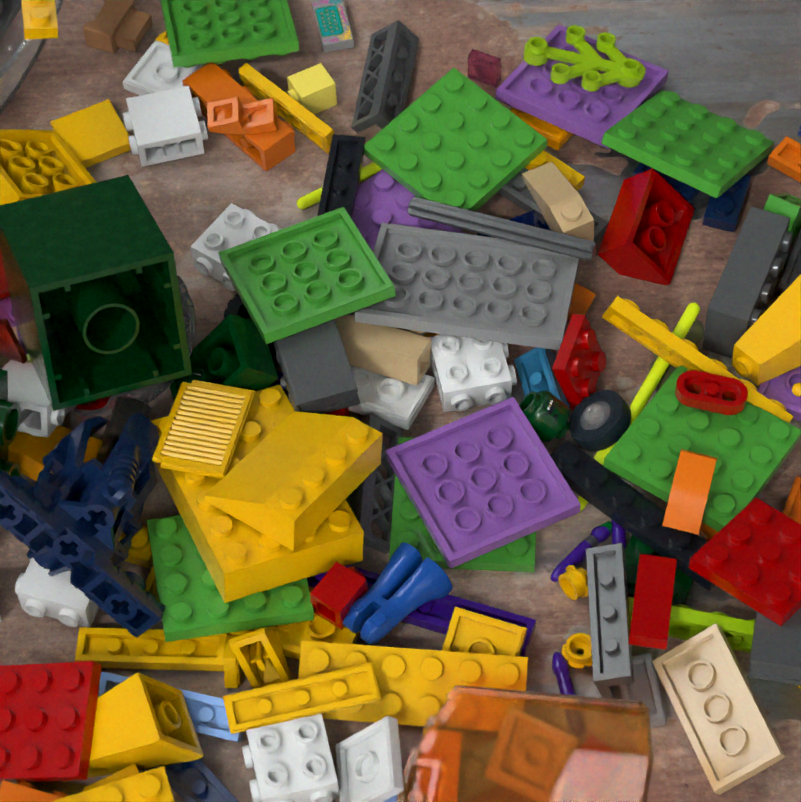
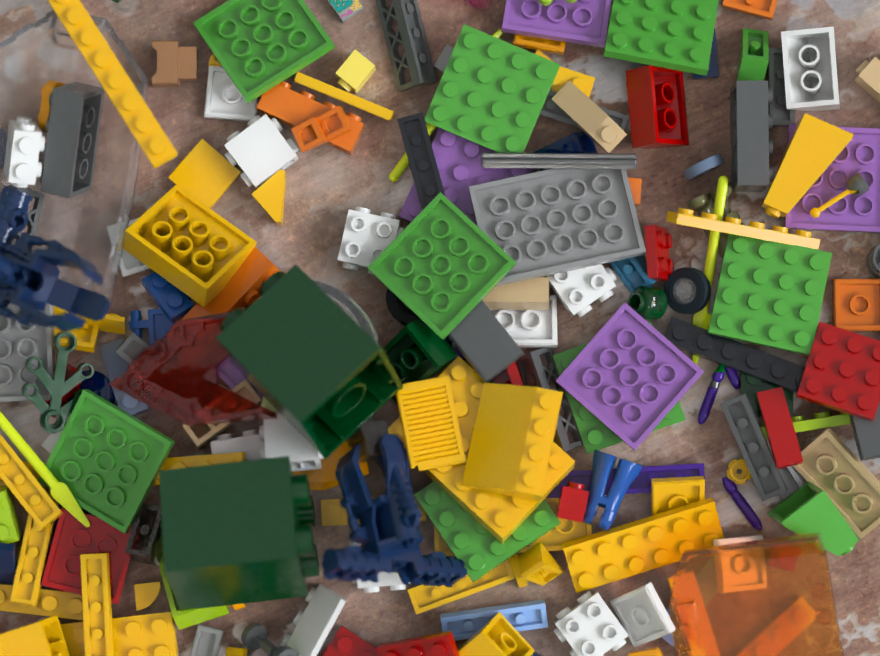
camera: 25 degrees left, 30 degrees up
(156, 171) = (272, 196): none -> yellow slope
(302, 698) = (580, 587): yellow tile -> none
(574, 582) = (717, 422): yellow plate -> none
(672, 297) = (703, 167): none -> sand blue piece
(673, 730) = (812, 511): none -> bright green slope
(689, 491) = (778, 342): orange slope -> none
(711, 392) = (763, 255): red plate -> none

